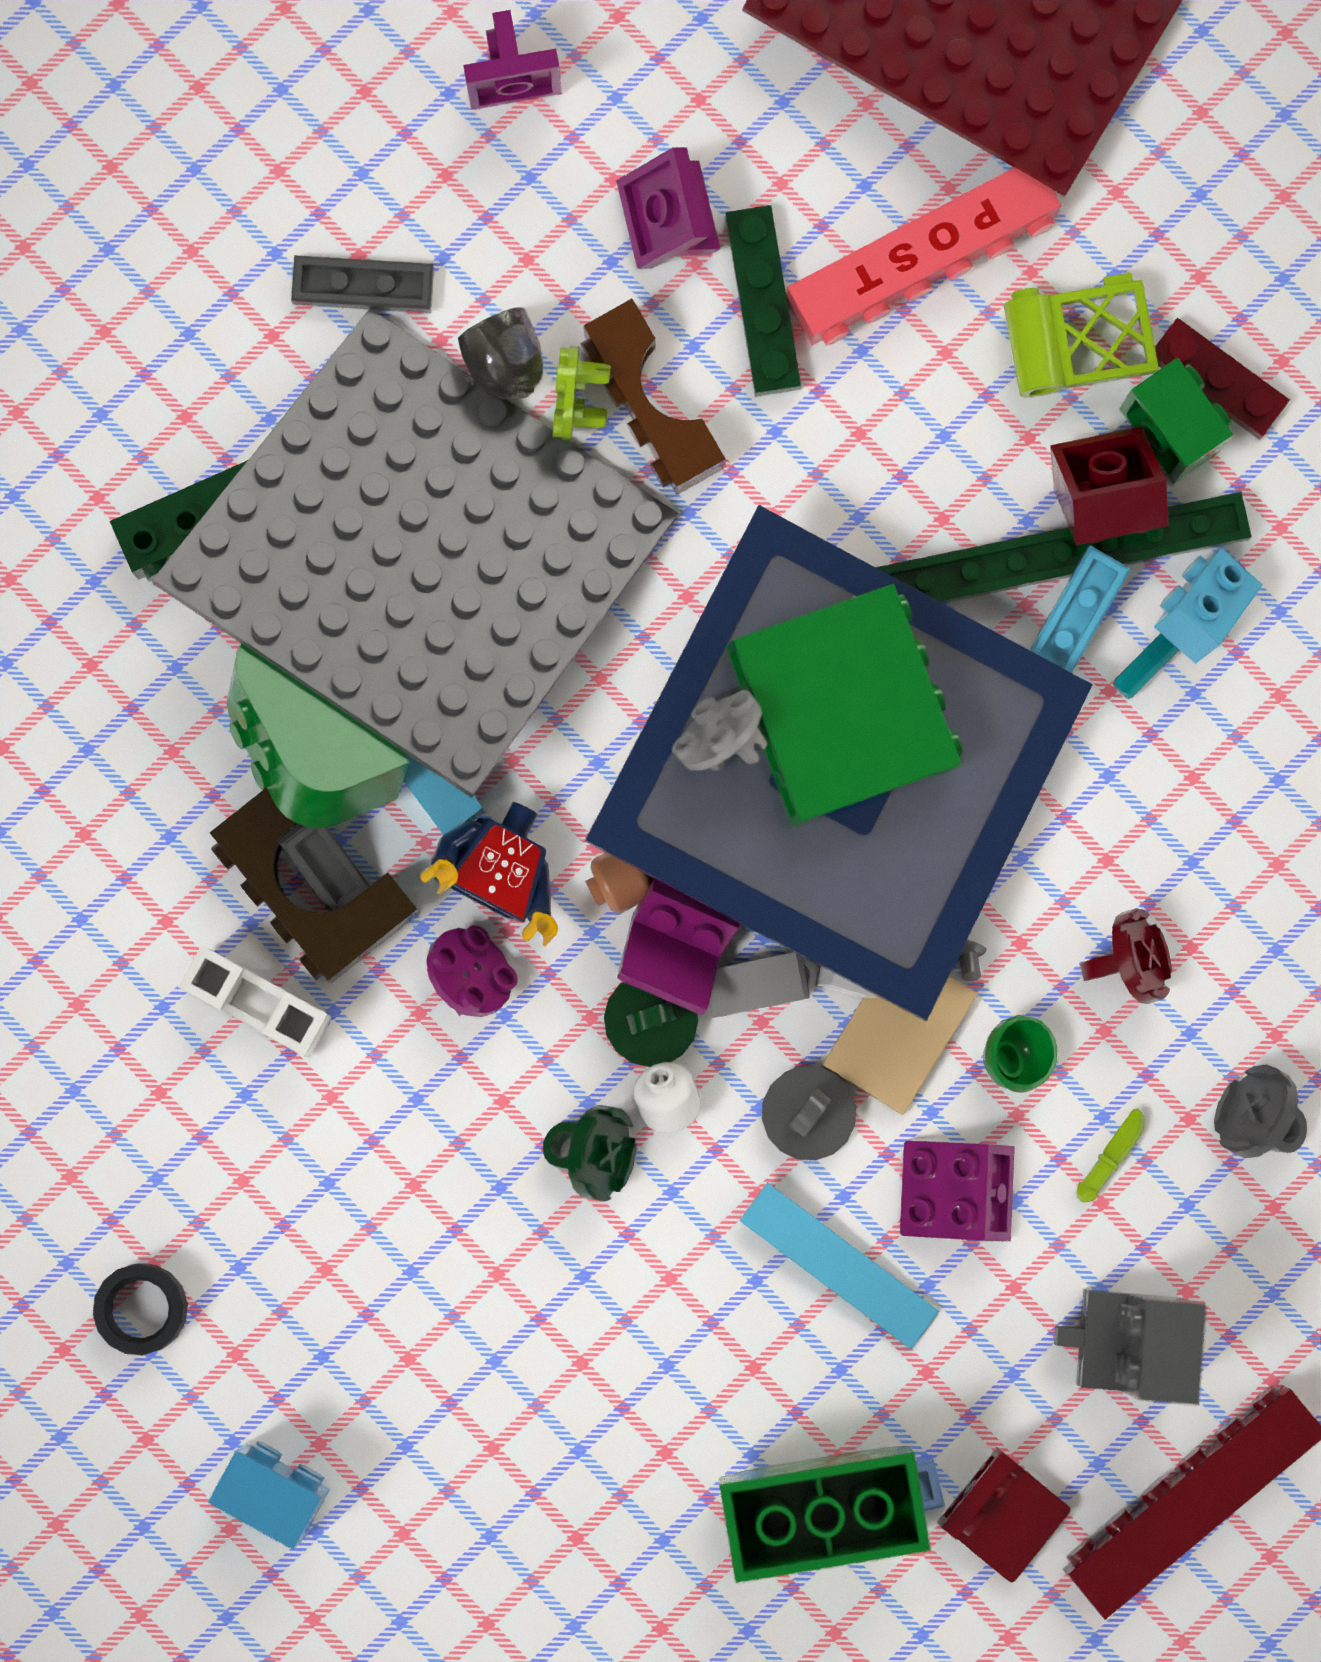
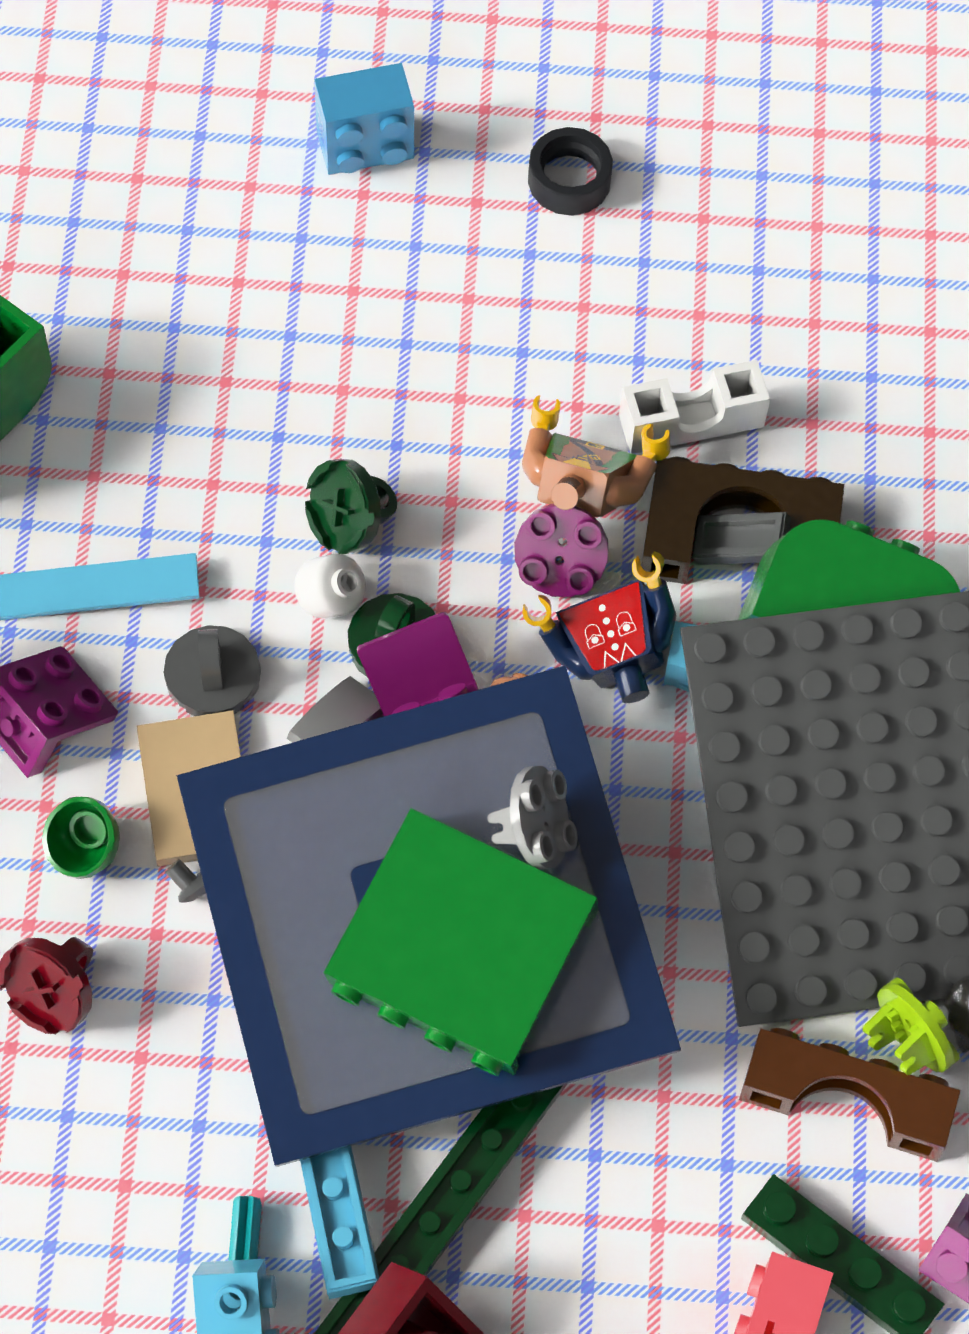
camera: 135 degrees right, 20 degrees down
(396, 1017) = (587, 473): none -> nougat torso

